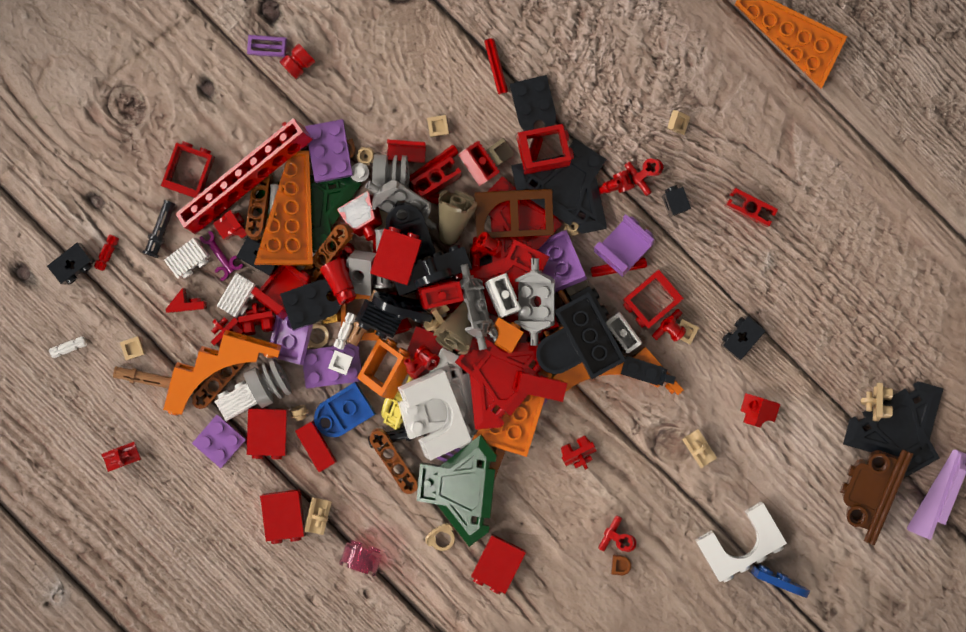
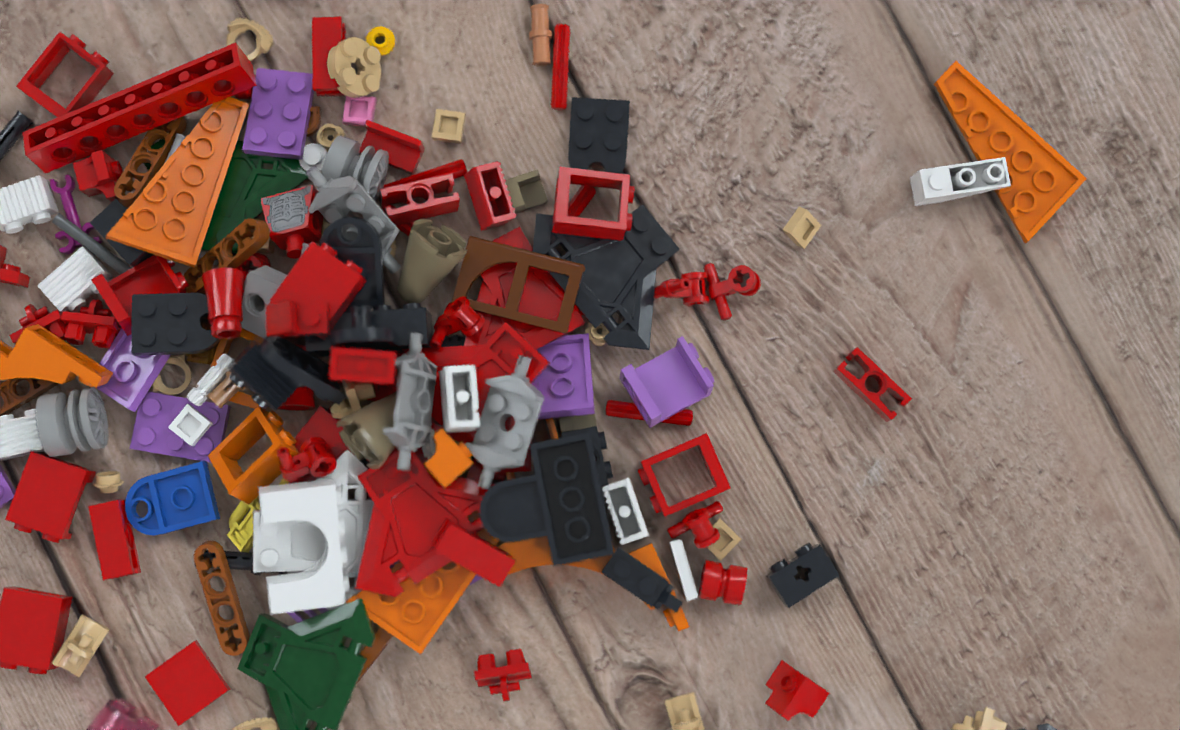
camera: 20 degrees right, 5 degrees down
(240, 270) = (91, 244): none -> dark grey bar
(286, 101) = (263, 40): none -> tan piece
(348, 105) = (325, 34): none -> red piece
(372, 116) = (367, 62): none -> tan plate
(377, 133) = (359, 110): none -> bright pink tile
(381, 89) = (386, 47): none -> yellow plate
(388, 518) = (187, 683): none -> red tile
(391, 278) = (297, 319): none -> red slope
(477, 49) = (540, 34): none -> nougat pin
(662, 346) = (683, 569): none -> white tile
(675, 201) = (763, 339): black brick -> none
(695, 357) = (722, 582): none -> red wheel
(768, 62) = (959, 180): none -> white slope

